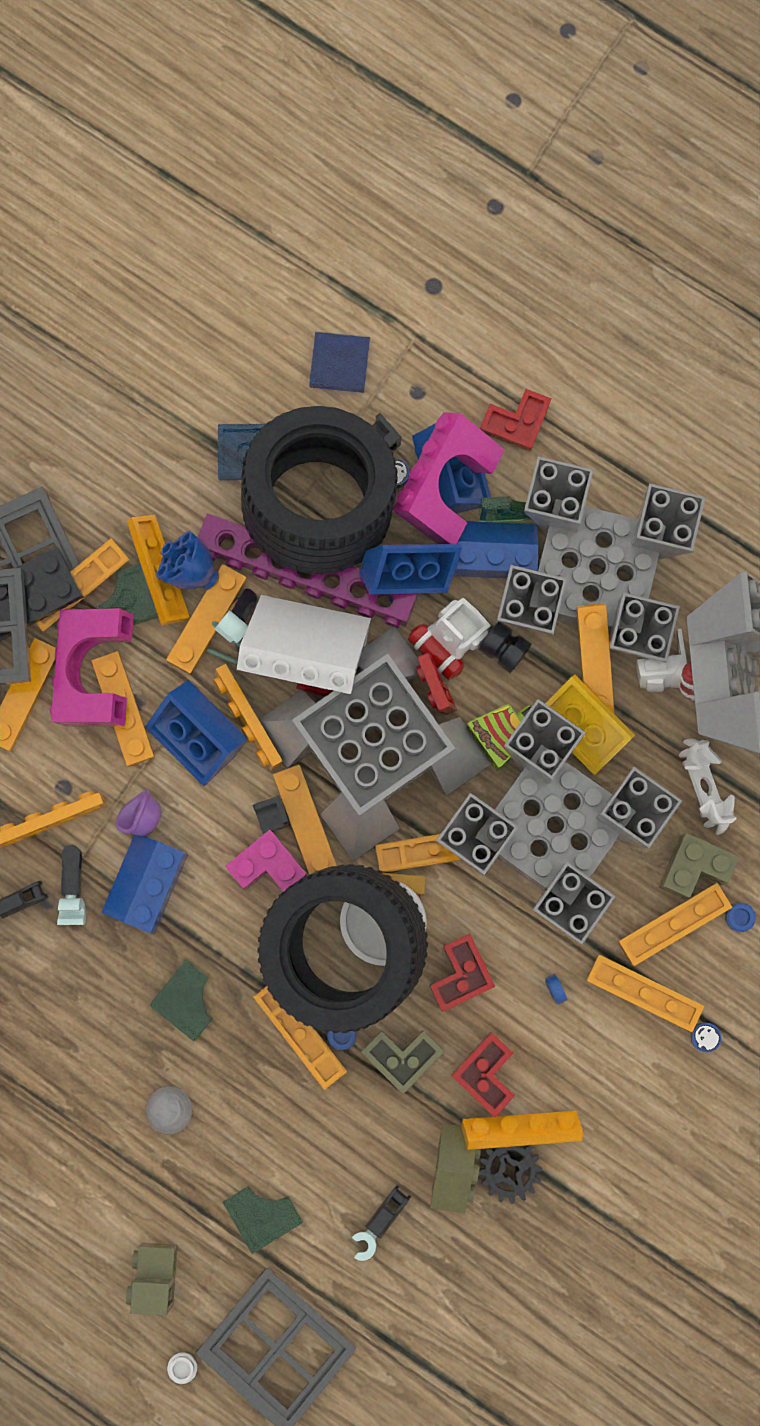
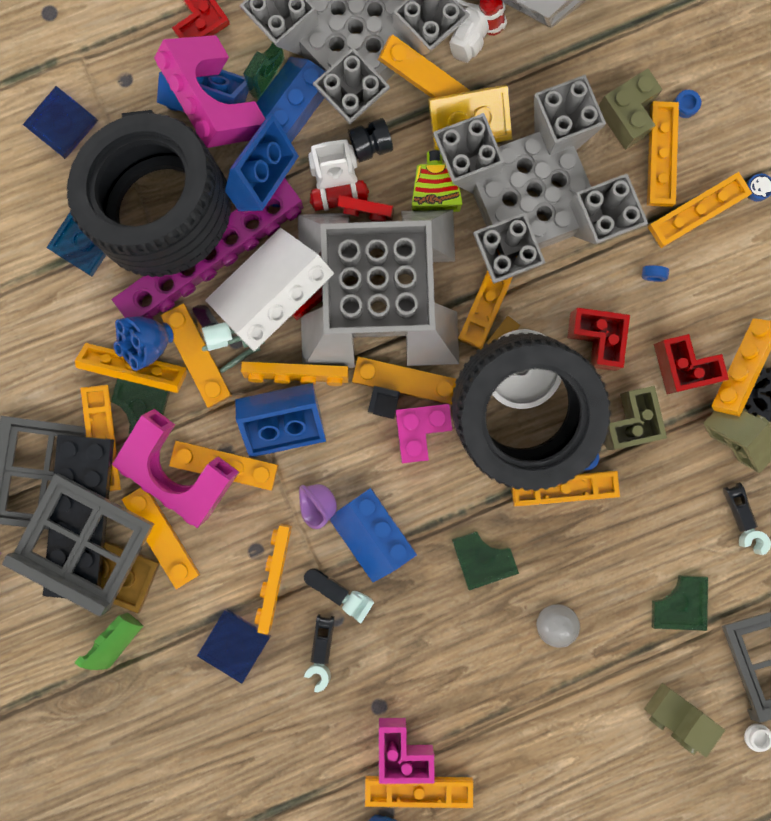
camera: 60 degrees left, 5 degrees up
(698, 760) = (598, 66): white piece -> none

